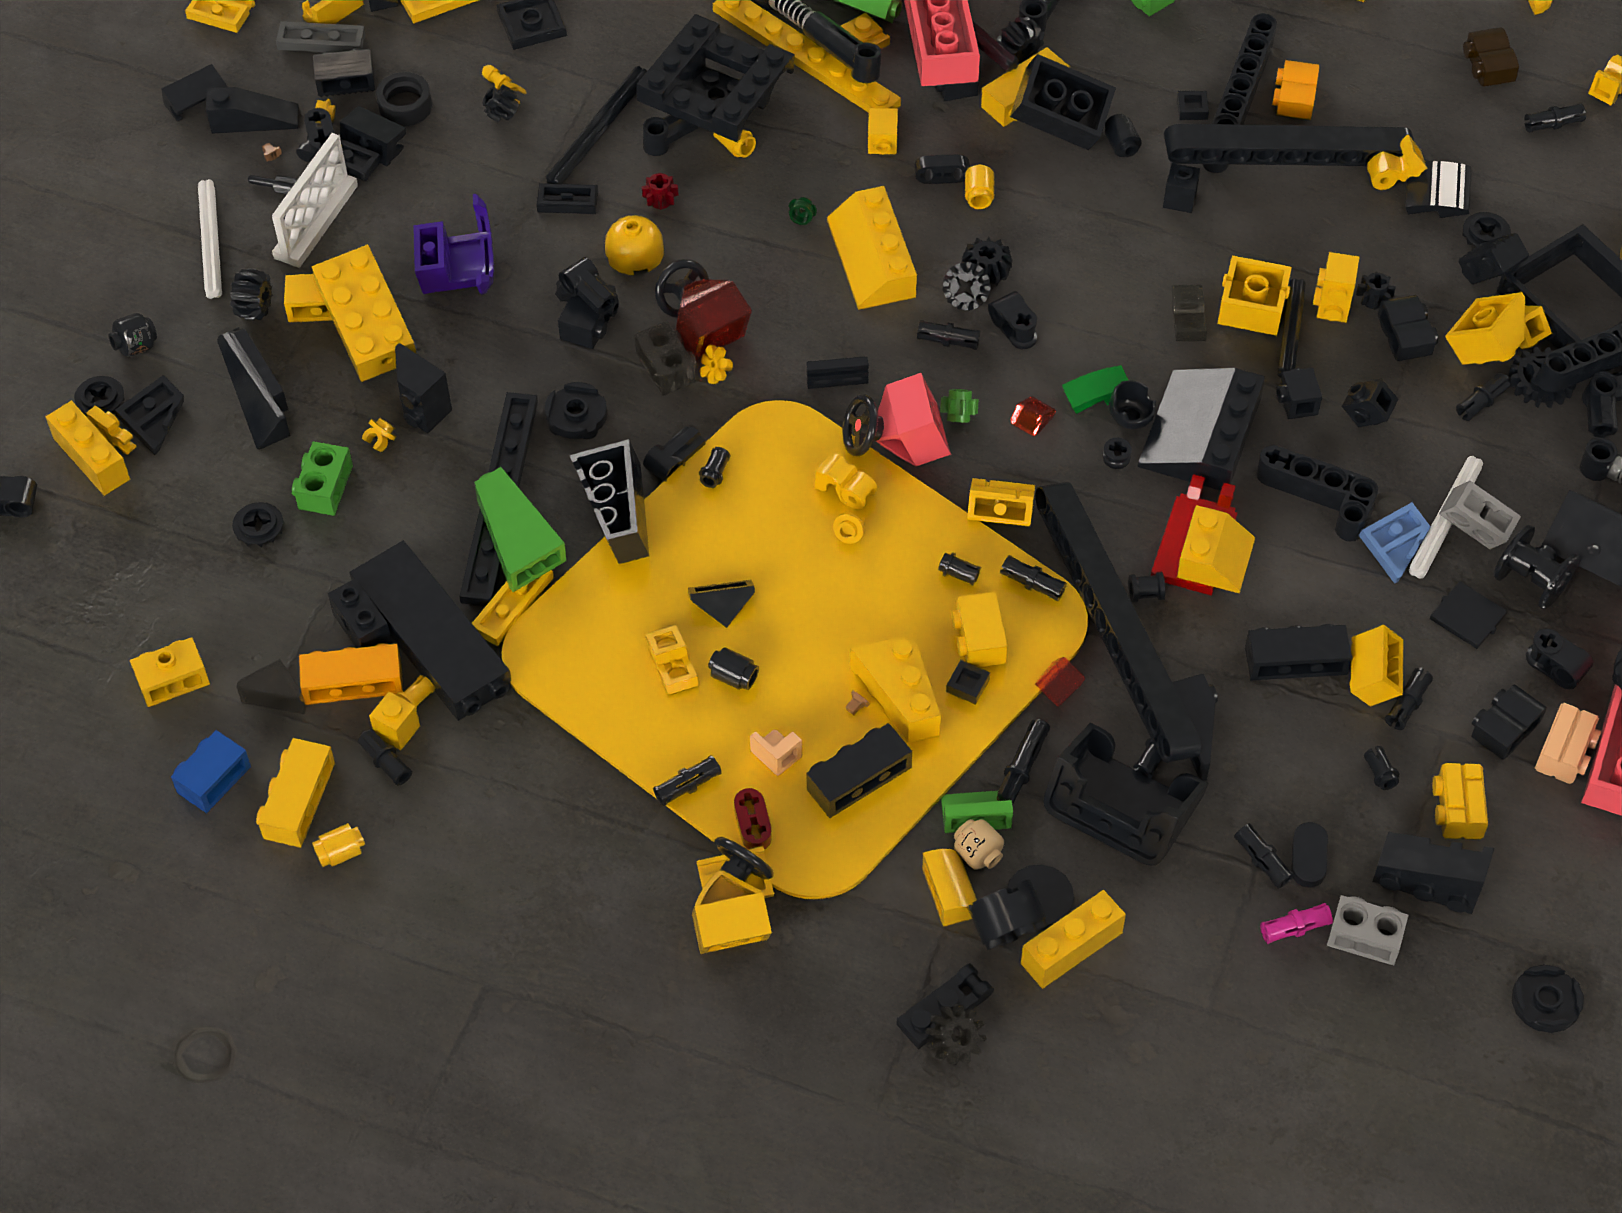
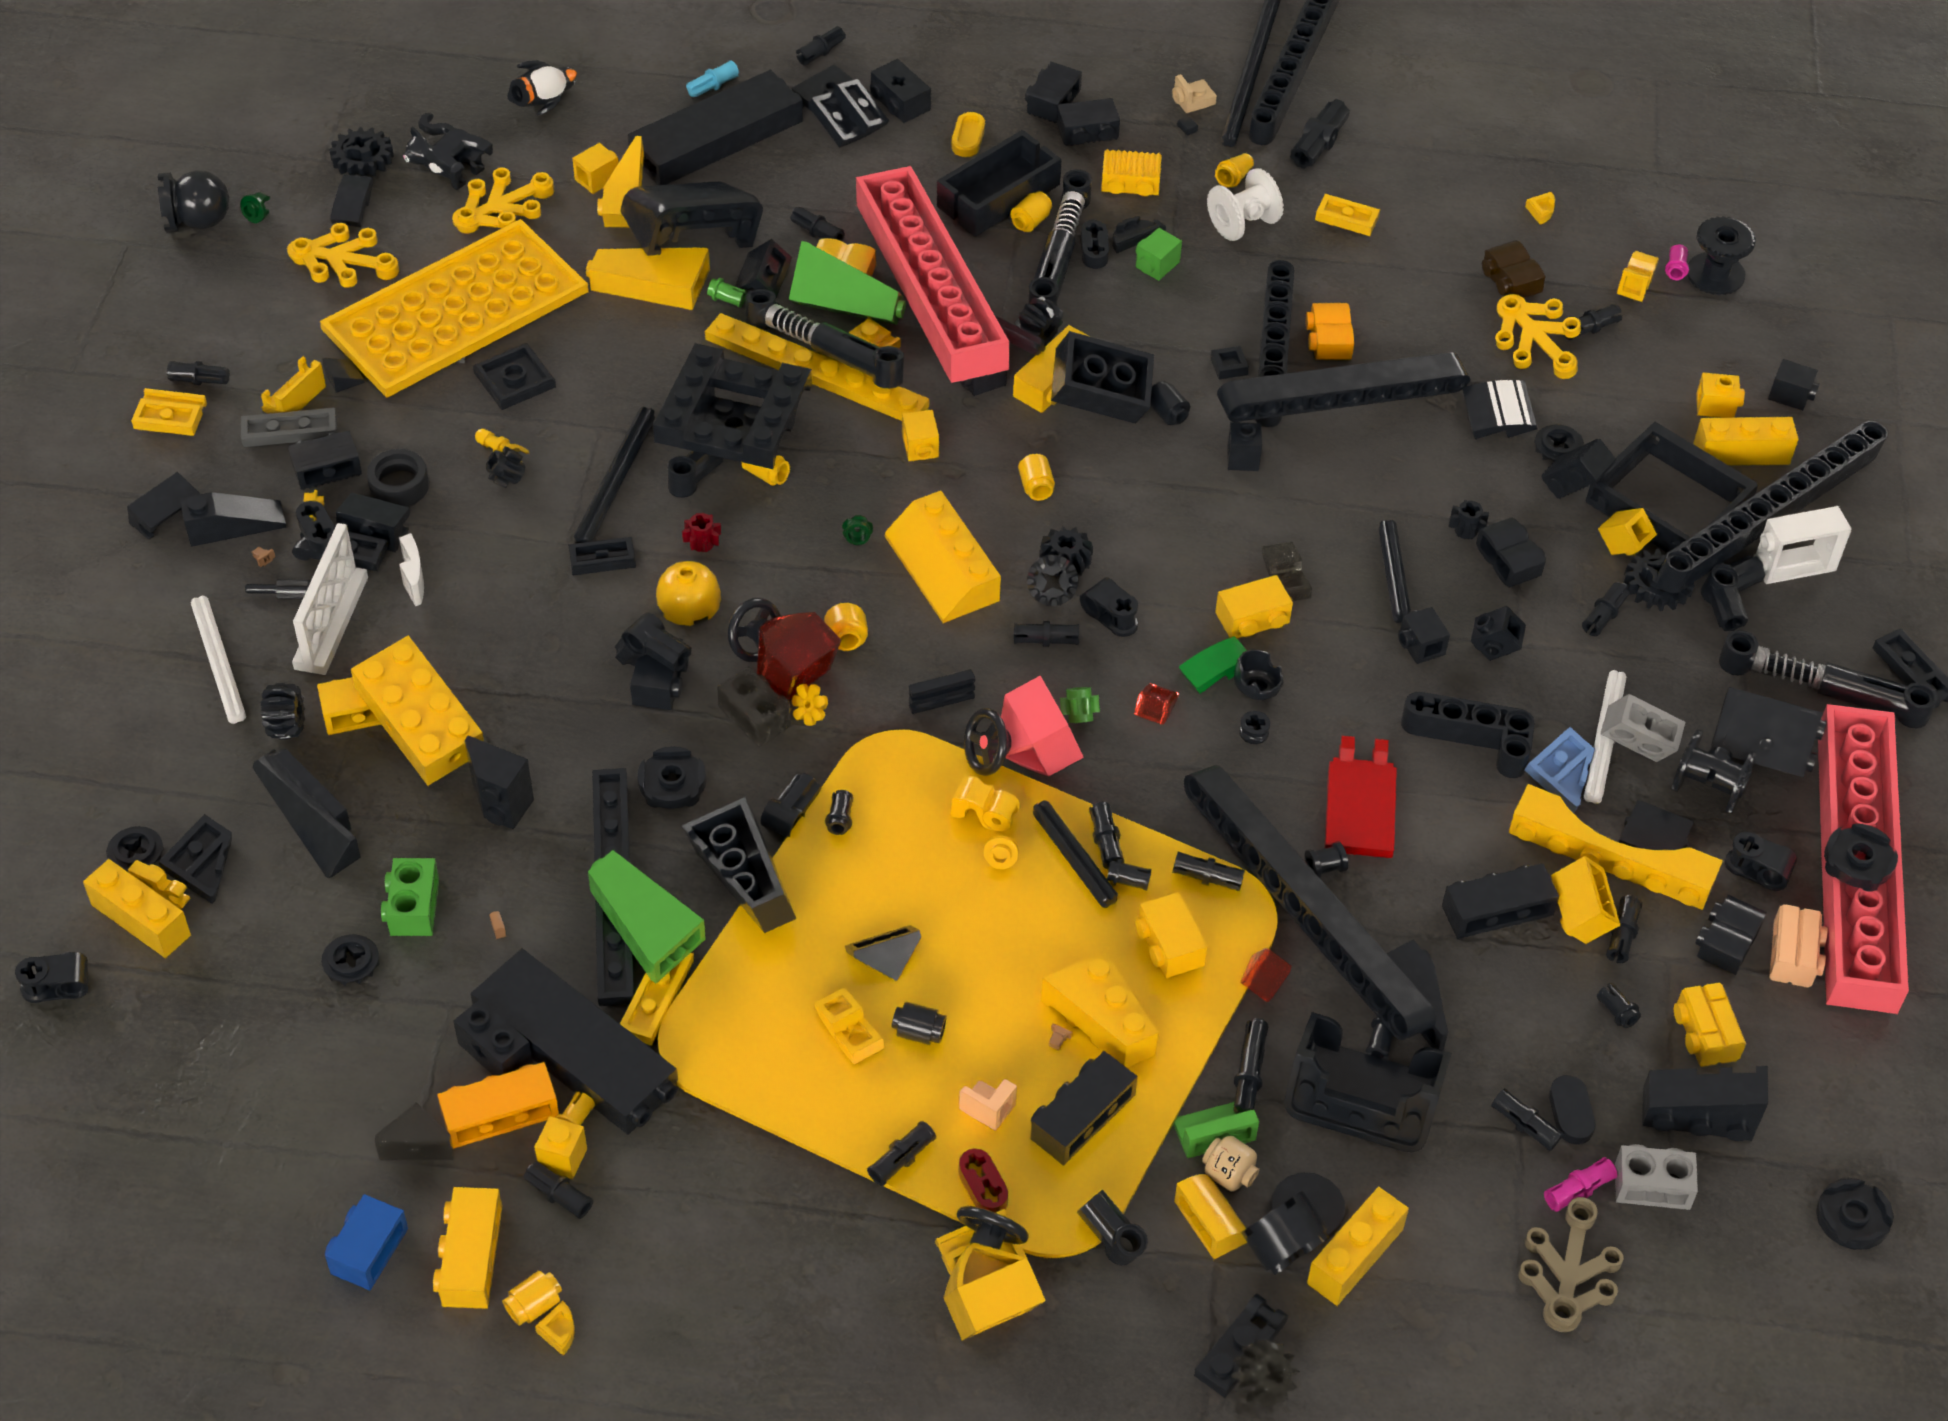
camera: 15 degrees left, 5 degrees down
(132, 334) = (157, 776): black head -> none
(169, 671) = (291, 1139): yellow brick -> none
(355, 875) = (558, 1328): none -> yellow tile
(382, 430) = (463, 833): yellow plate -> none
(391, 515) = (497, 925): none -> medium nougat piece
(396, 185) = (411, 569): none -> white slope
(454, 261) = (501, 638): dark purple piece -> none
(766, 298) = (849, 624): none -> yellow head
(853, 878) = (1109, 1225): none -> black piece
(916, 541) = (1075, 854): none -> black axle
(941, 169) = (992, 464): black beam -> none
(949, 527) = (1105, 833): none -> black pin
(968, 682) = (1171, 992): black plate -> none
(1001, 502) = (1152, 797): yellow brick -> none
(1147, 341) = (1254, 607): none -> yellow brick
(1203, 424) = (1334, 683): slope -> none
(1215, 550) = (1387, 810): yellow slope -> none
(1254, 295) = (1351, 543): yellow brick -> none
(1263, 999) = (1568, 1270): none -> dark tan plant
(1337, 287) = (1432, 521): yellow brick -> none
(1388, 168) = (1445, 395): yellow leg -> none
(1476, 657) = (1675, 873): none -> yellow arch
(1489, 329) = (1596, 539): yellow slope -> none
(1495, 118) = (1537, 331): none -> yellow plant

